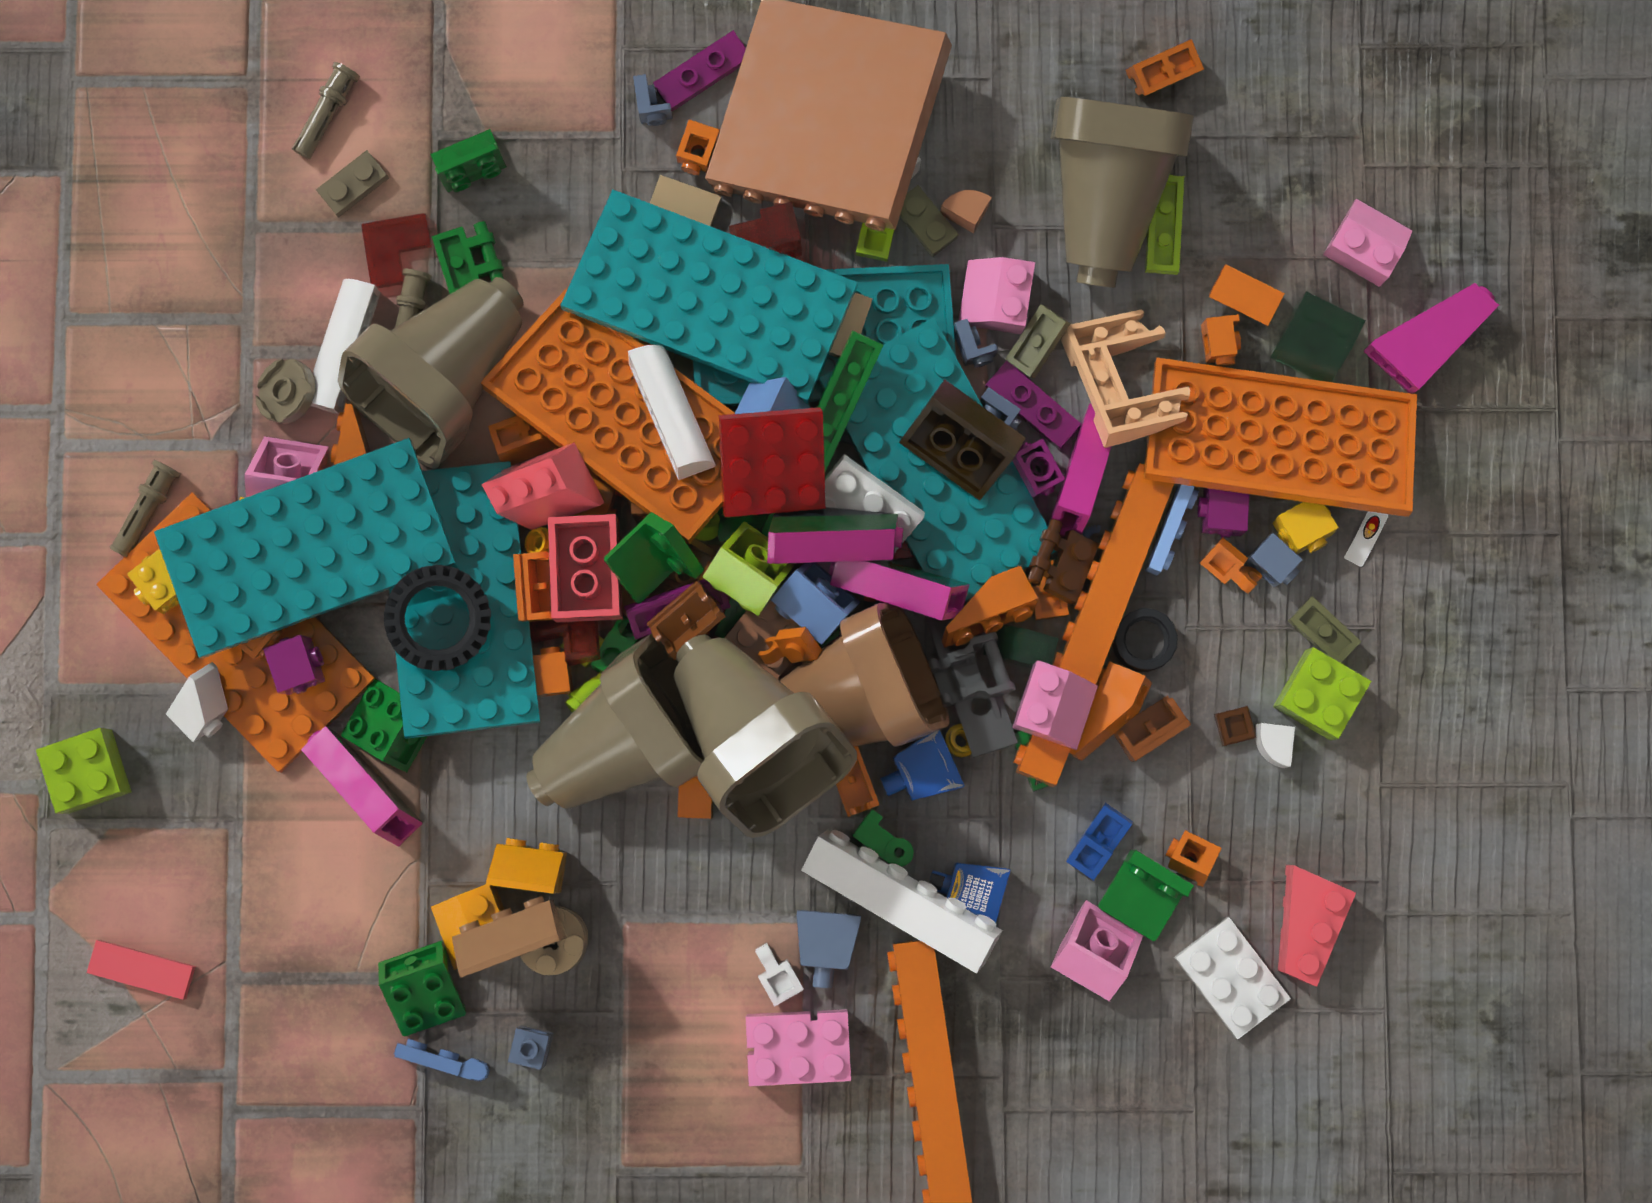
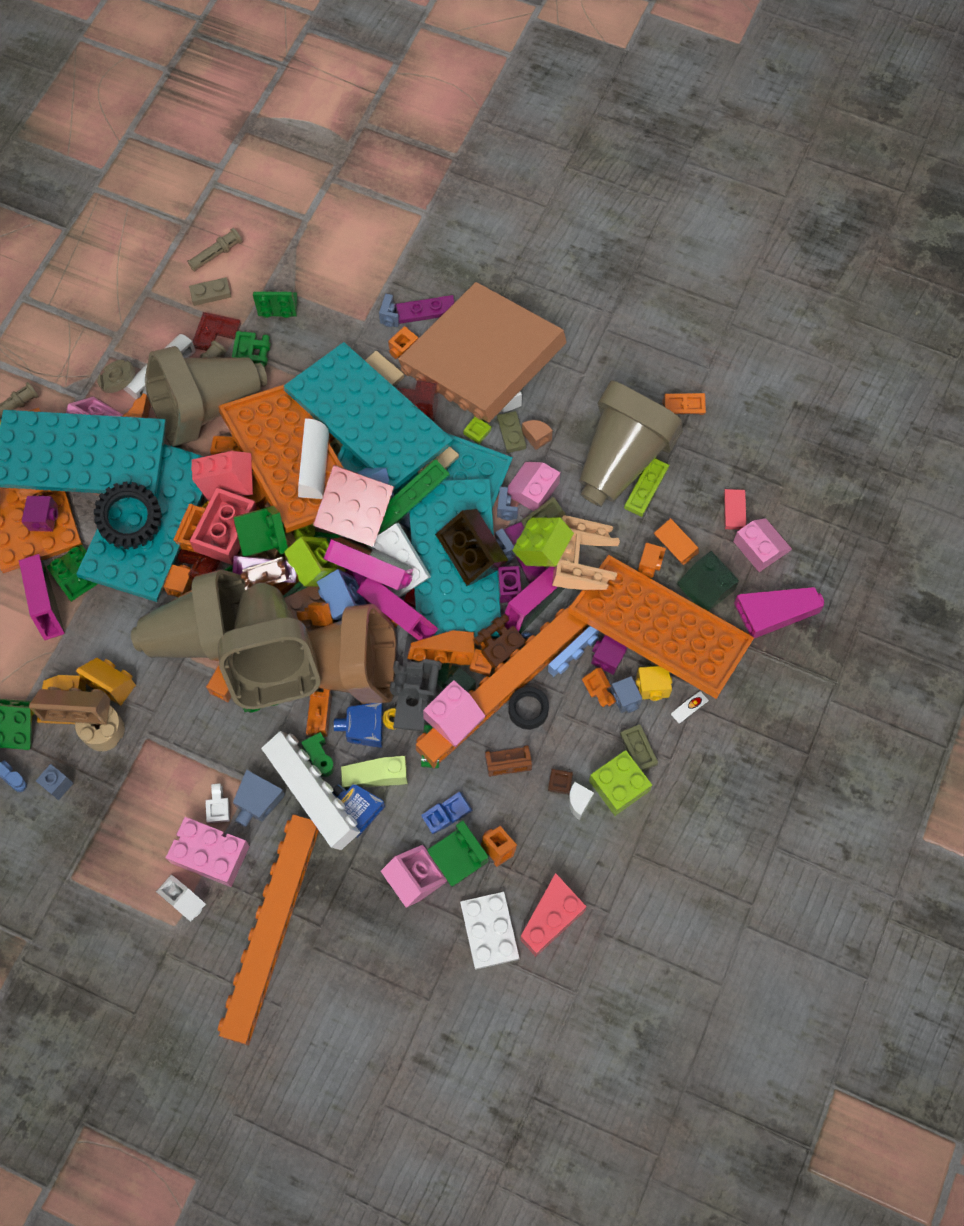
camera: 25 degrees right, 15 degrees down
(792, 1126) = (181, 898): none -> white slope
(973, 831) = (375, 772): none -> yellowish green slope
(1063, 387) = (543, 541): none -> lime brick
(1114, 704) = (490, 736): orange slope -> none
(1306, 204) = (734, 509): none -> coral tile

